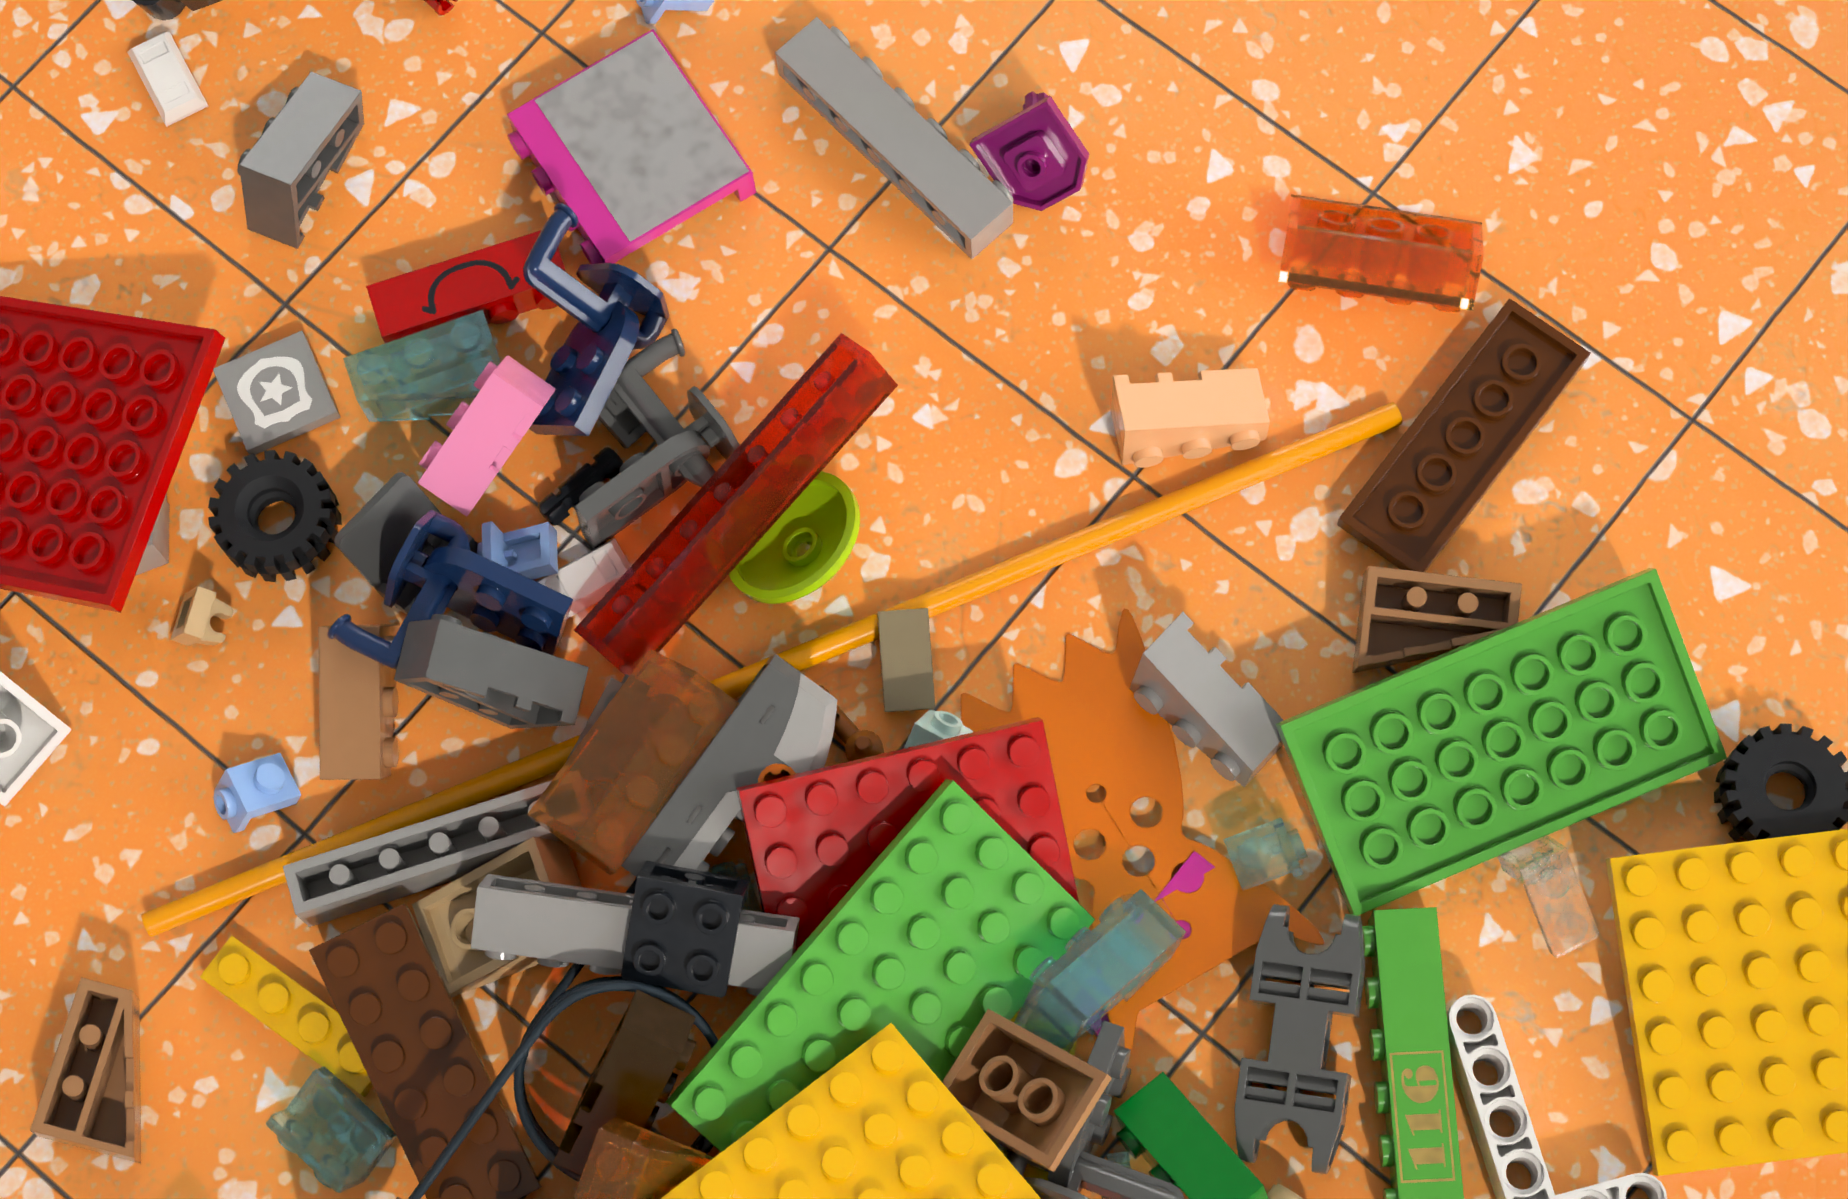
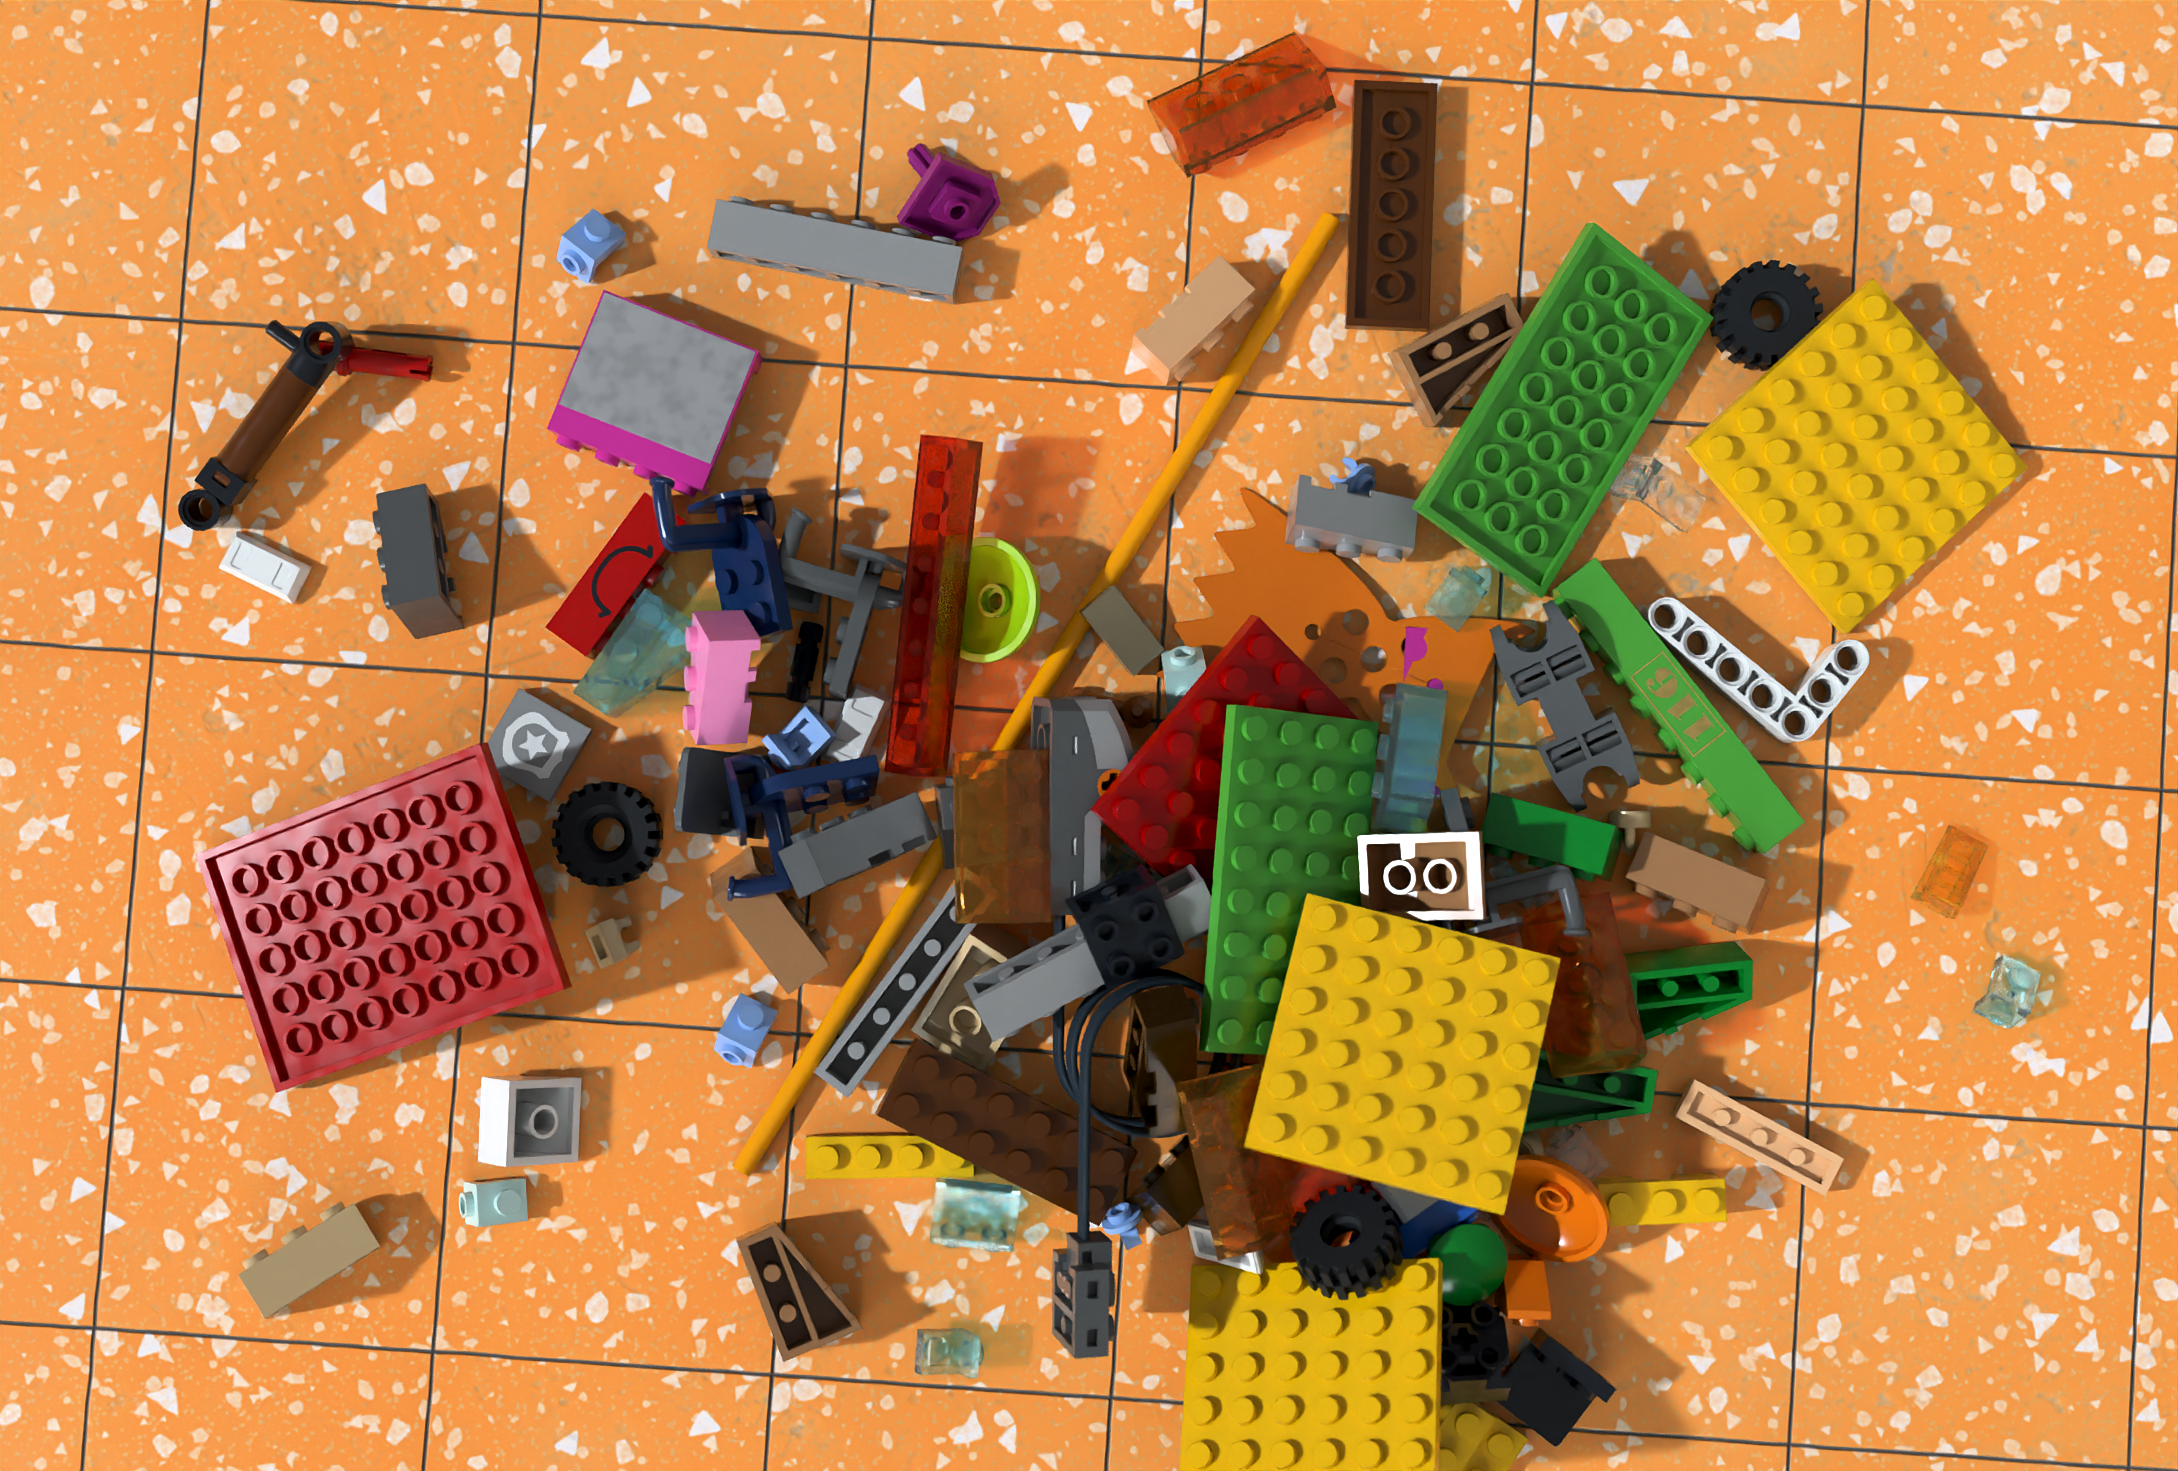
camera: 45 degrees left, 15 degrees up
(1248, 669) = (1361, 478): none -> light blue plate

